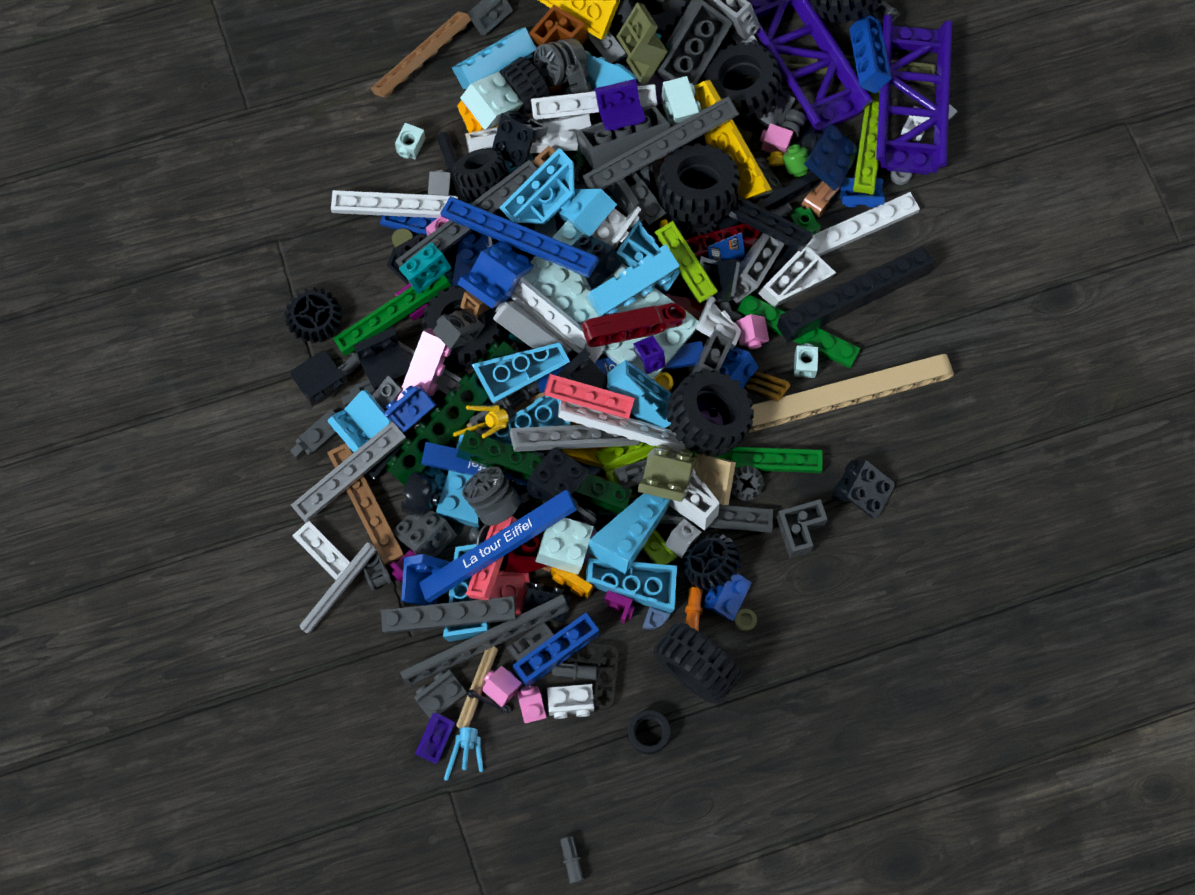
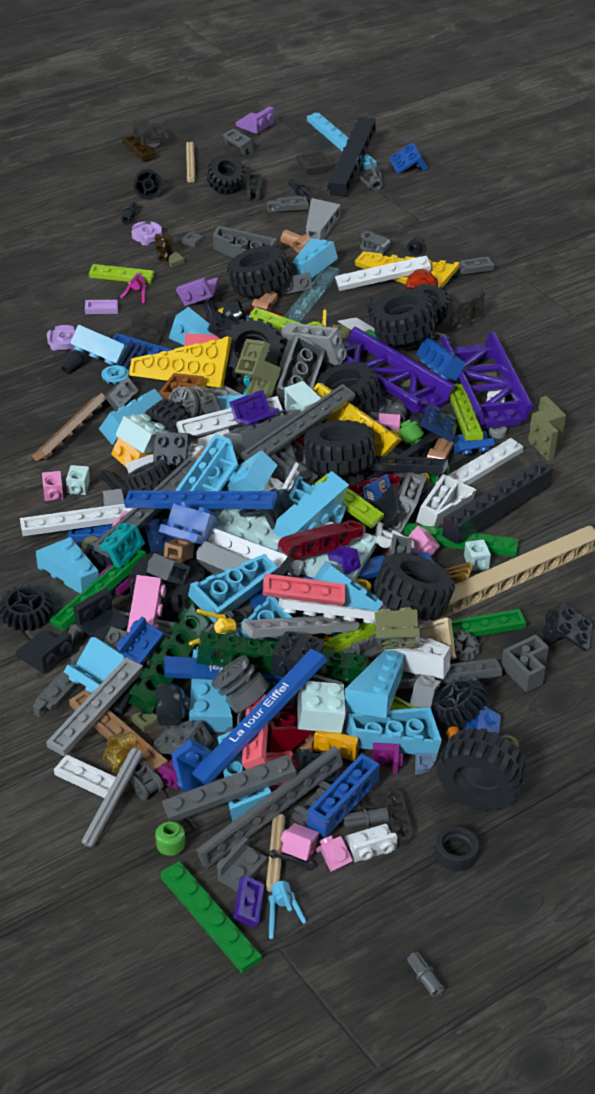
camera: 15 degrees left, 30 degrees down
(359, 534) = (118, 750): none -> clear yellow piece
(370, 267) = (68, 564): none -> medium azure wedge
(379, 136) = (52, 485): none -> bright pink brick
(380, 649) = (170, 838): none -> bright green head
(395, 493) = (145, 721): none -> olive tile
(396, 742) = (211, 917): none -> green plate
(953, 194) = (547, 428): none -> olive bracket

